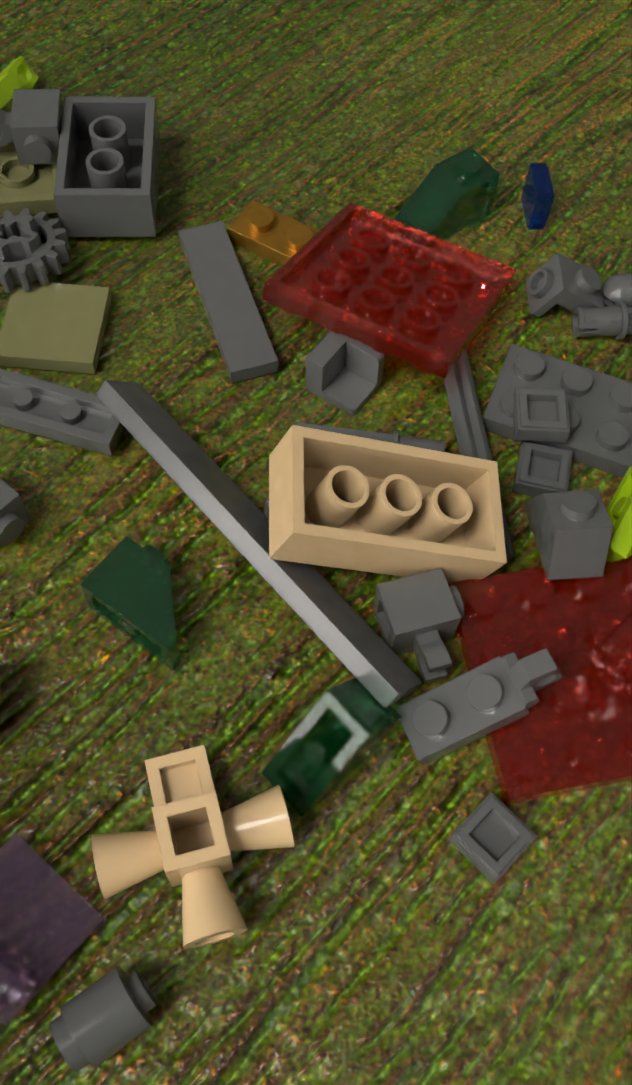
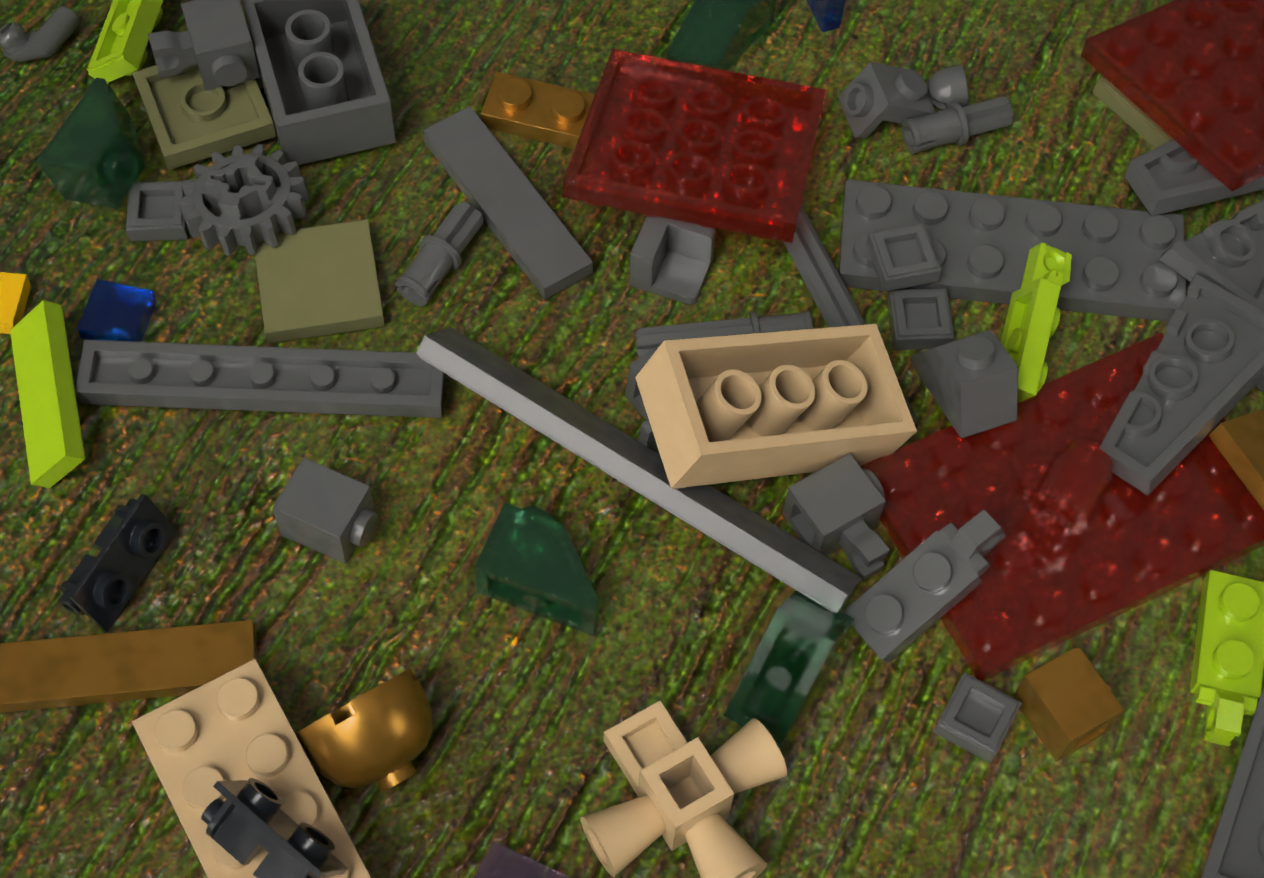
camera: 15 degrees left, 0 degrees up
(156, 327) = (439, 254): none -> dark grey axle
(580, 849) = (1067, 703): none -> pearl gold panel

